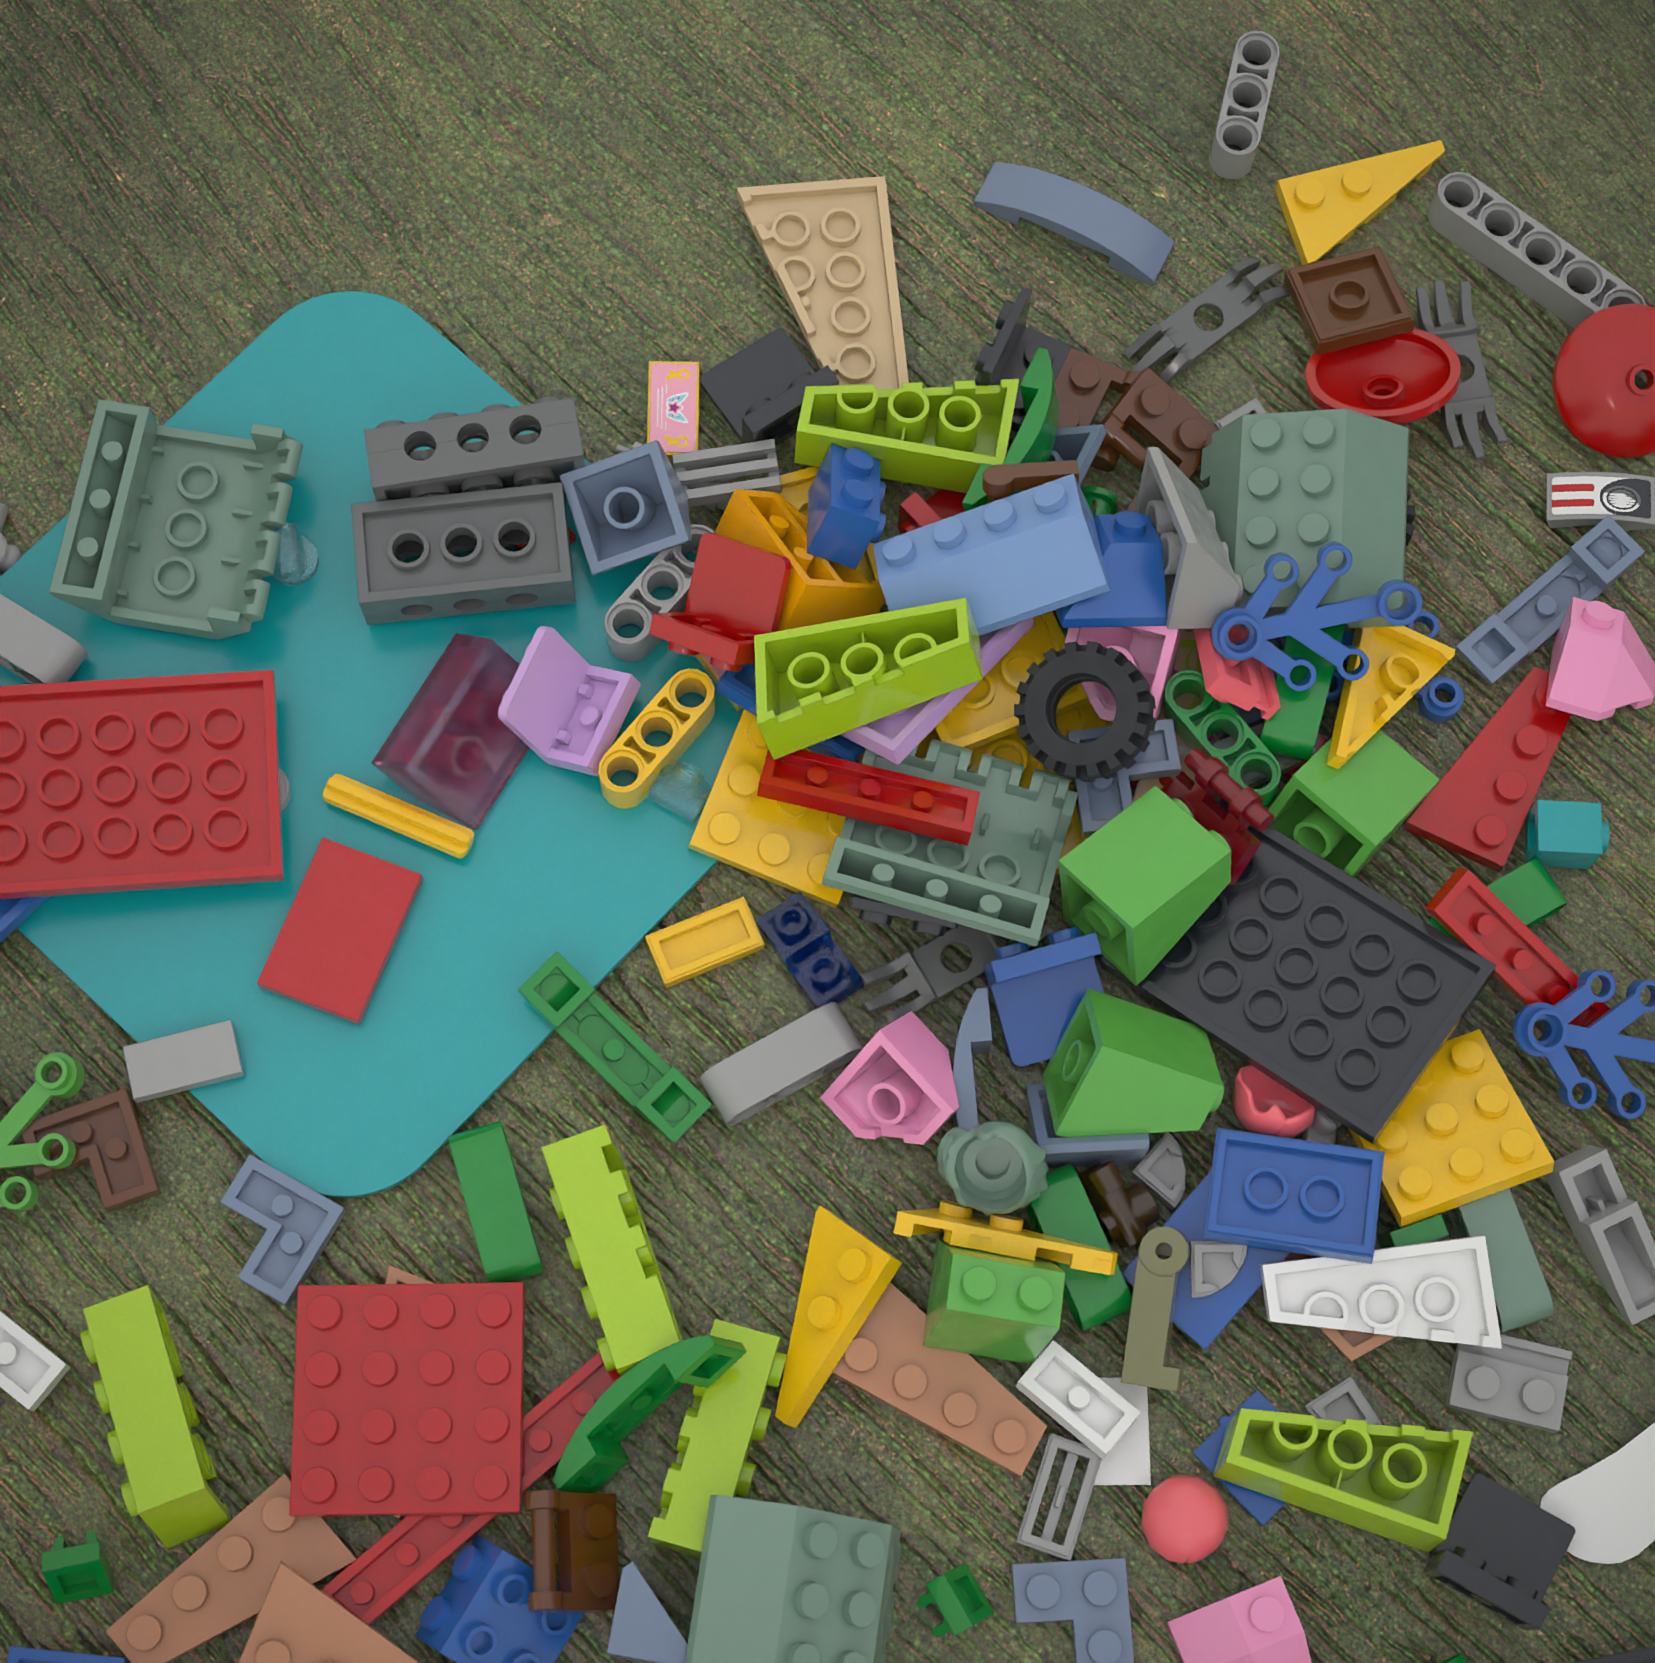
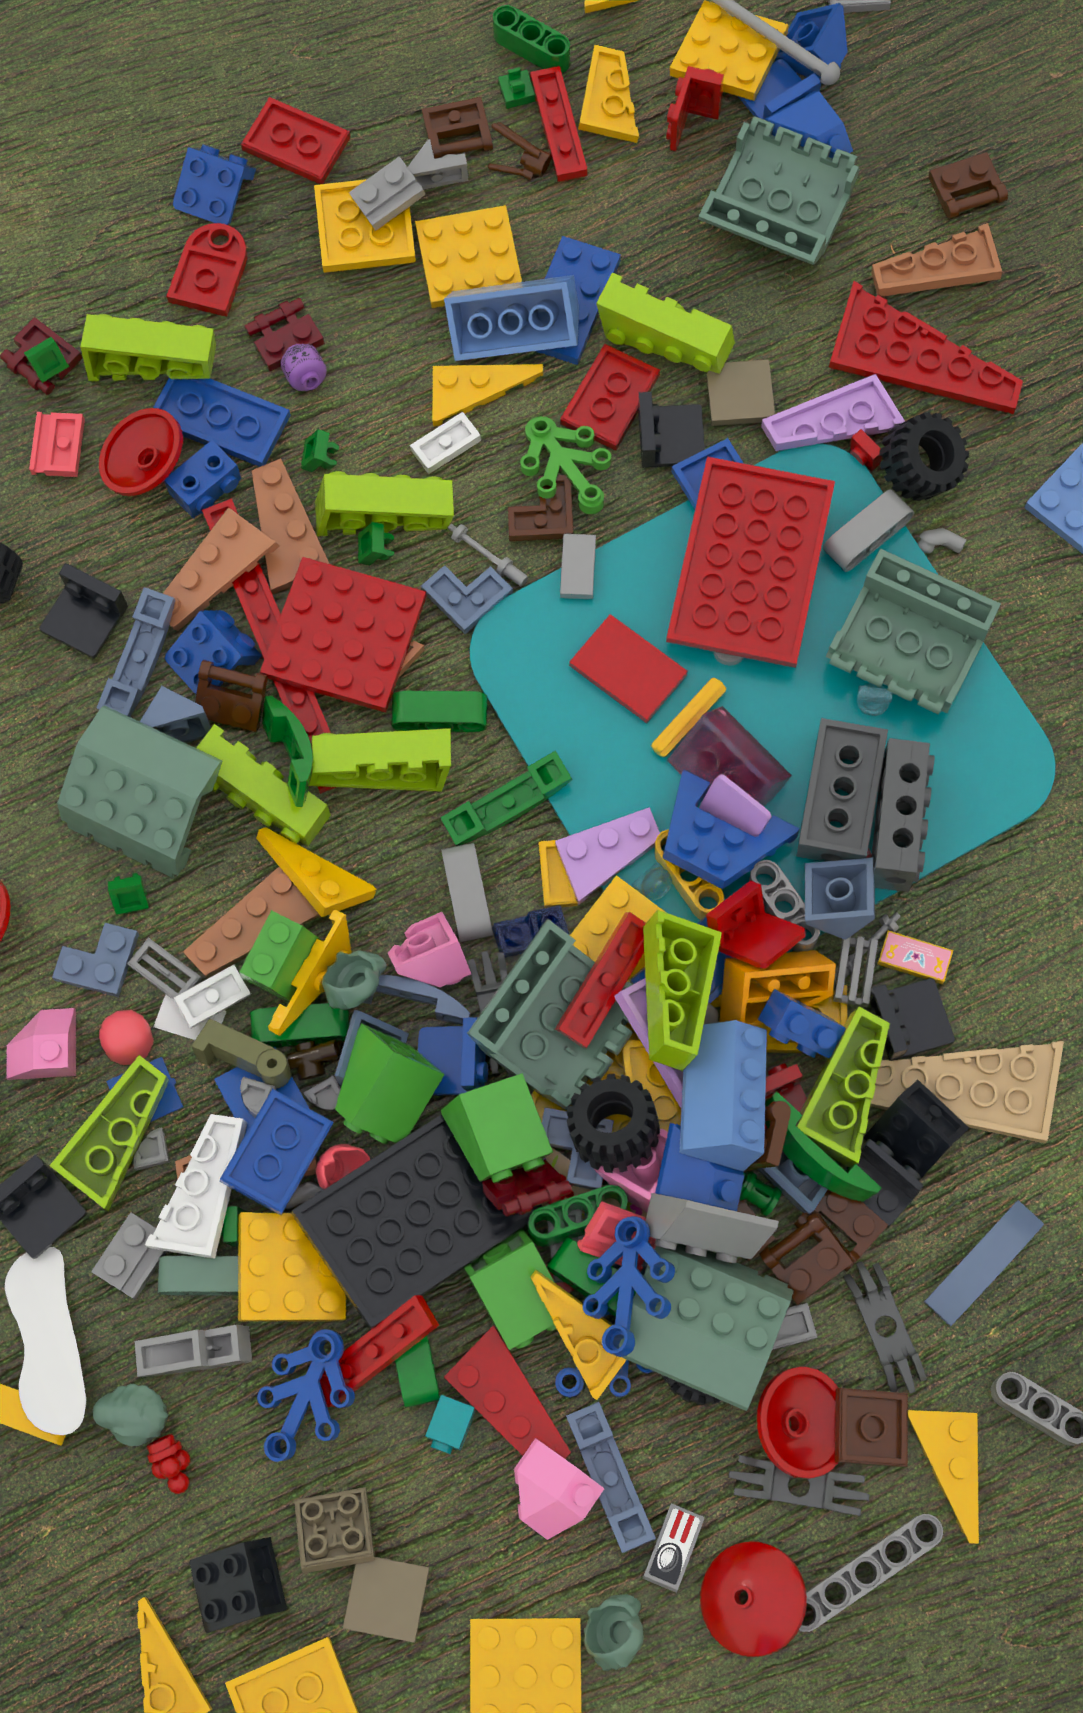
camera: 115 degrees right, 0 degrees up
(211, 1183) = (504, 566): none -> light grey piece
(228, 1413) = (371, 544): none -> green tile
(609, 711) = (712, 846): none -> blue wing
(652, 875) = (605, 850): none -> lavender wing
(931, 329) = (917, 1128): none -> black bracket

